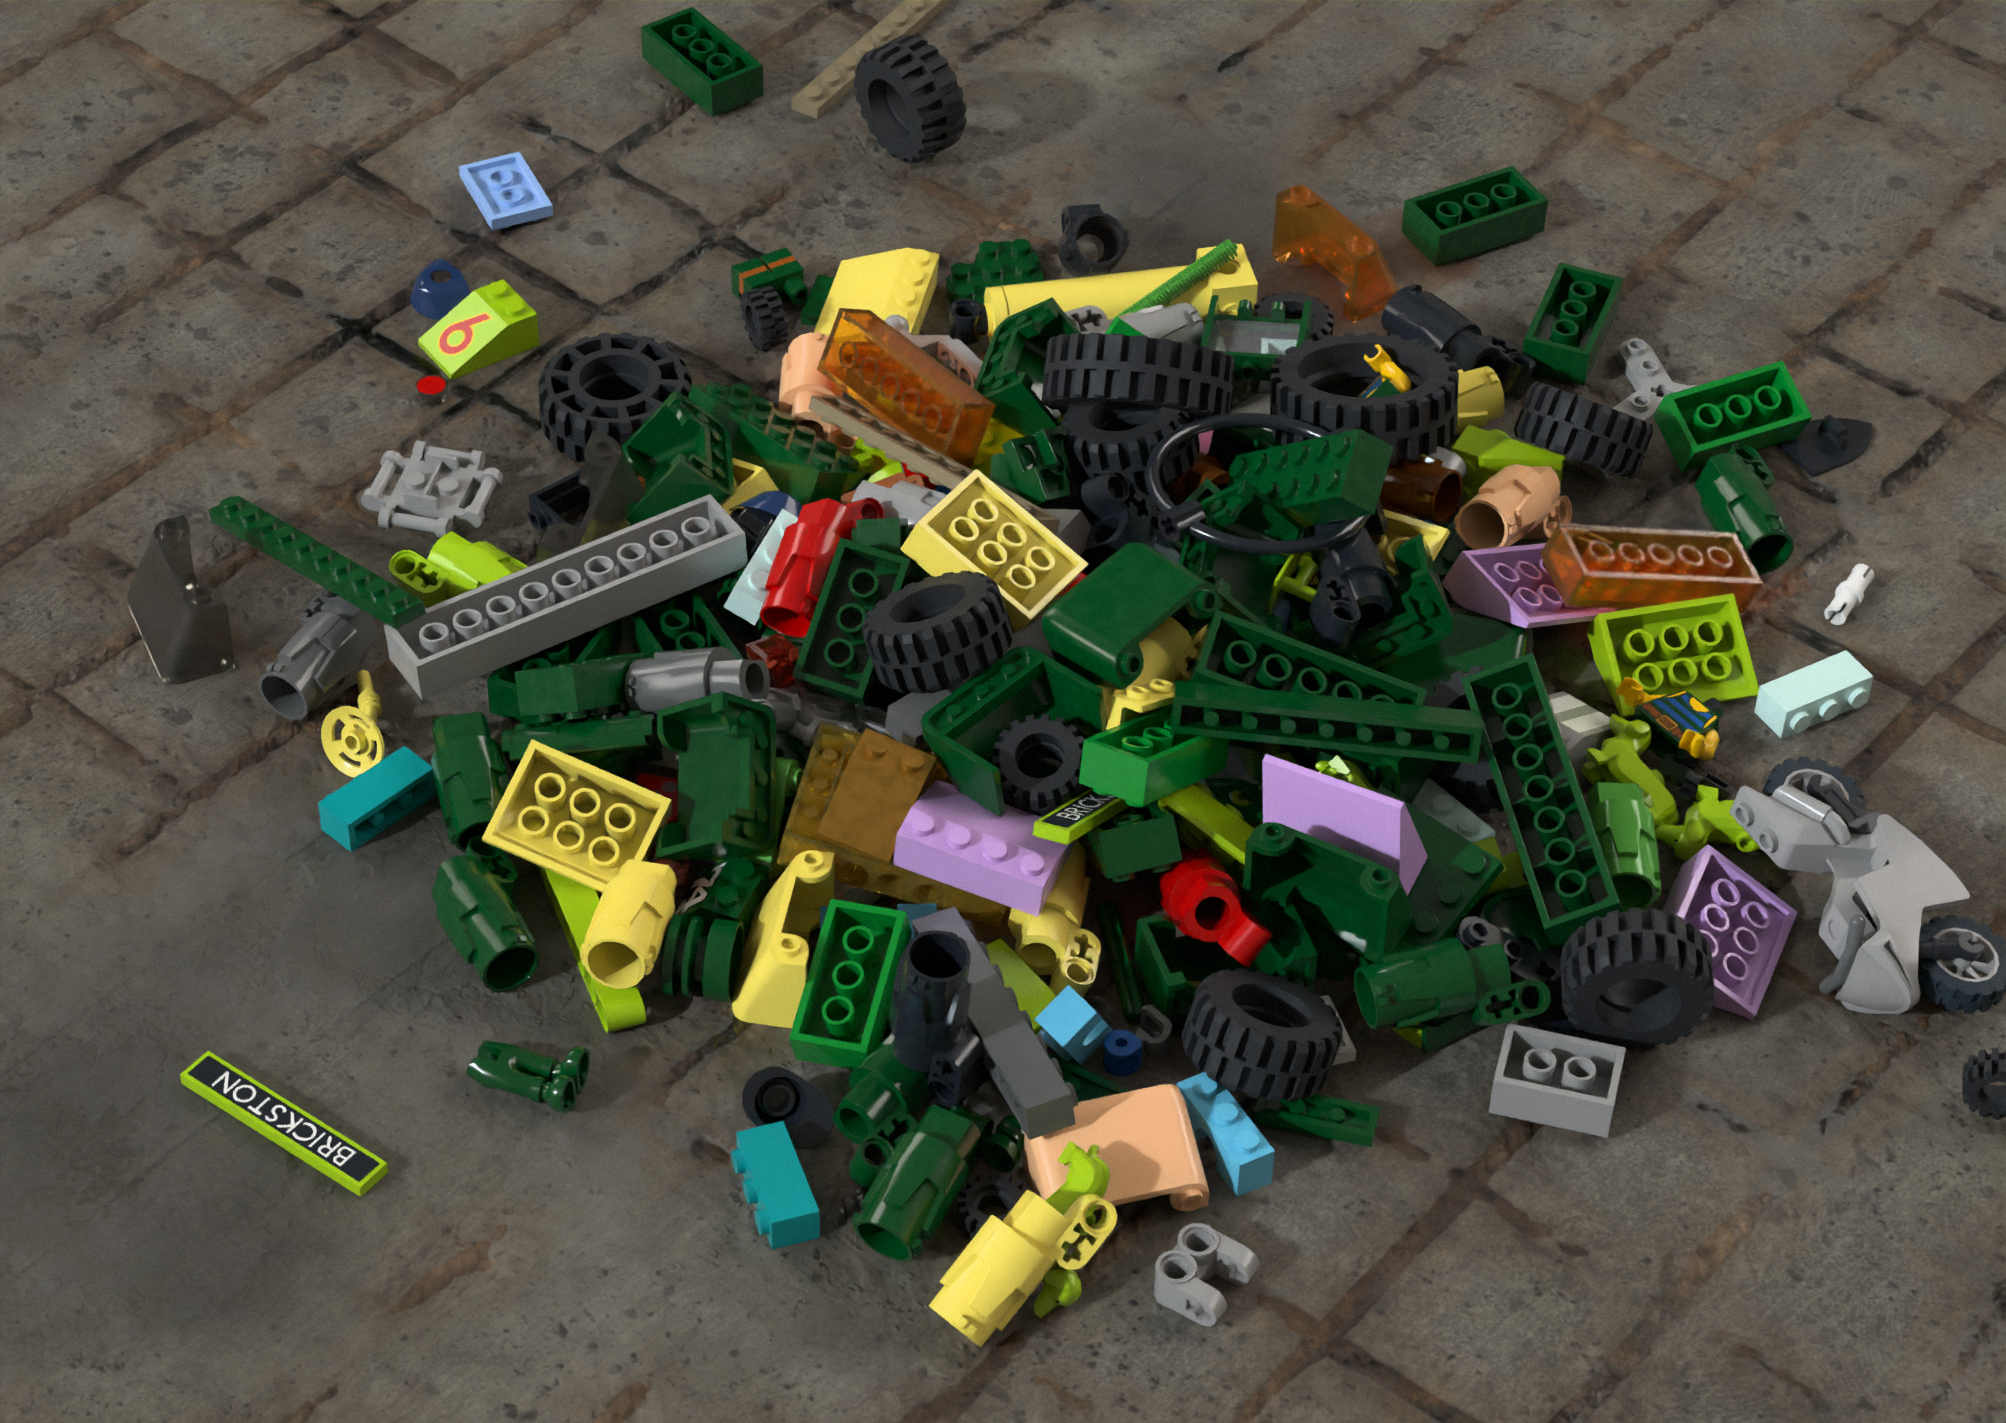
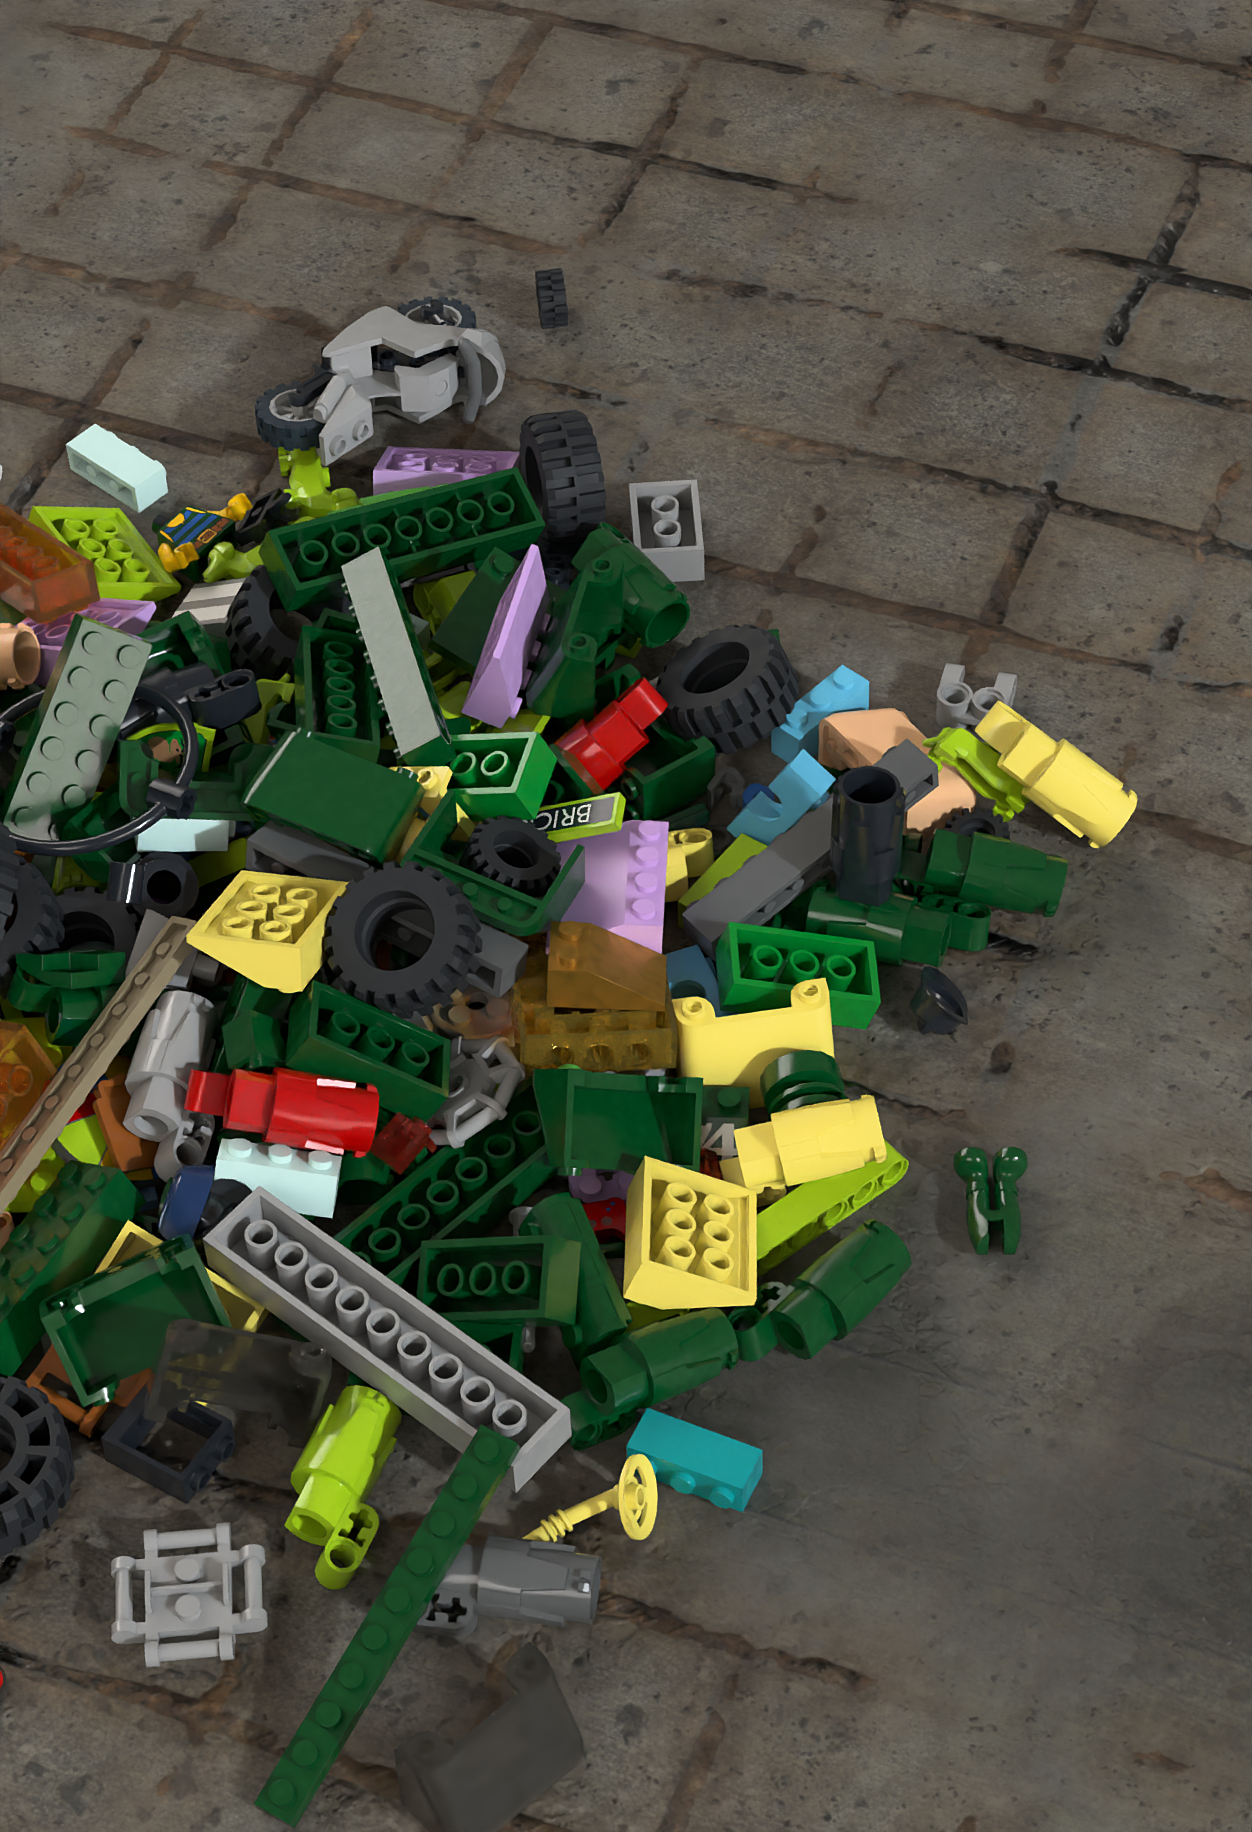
camera: 105 degrees left, 5 degrees up
(284, 1123) = (1142, 1380): tile -> none
(700, 672) = (491, 1157): dark grey piece -> none
(776, 1185) = (1027, 985): teal brick -> none

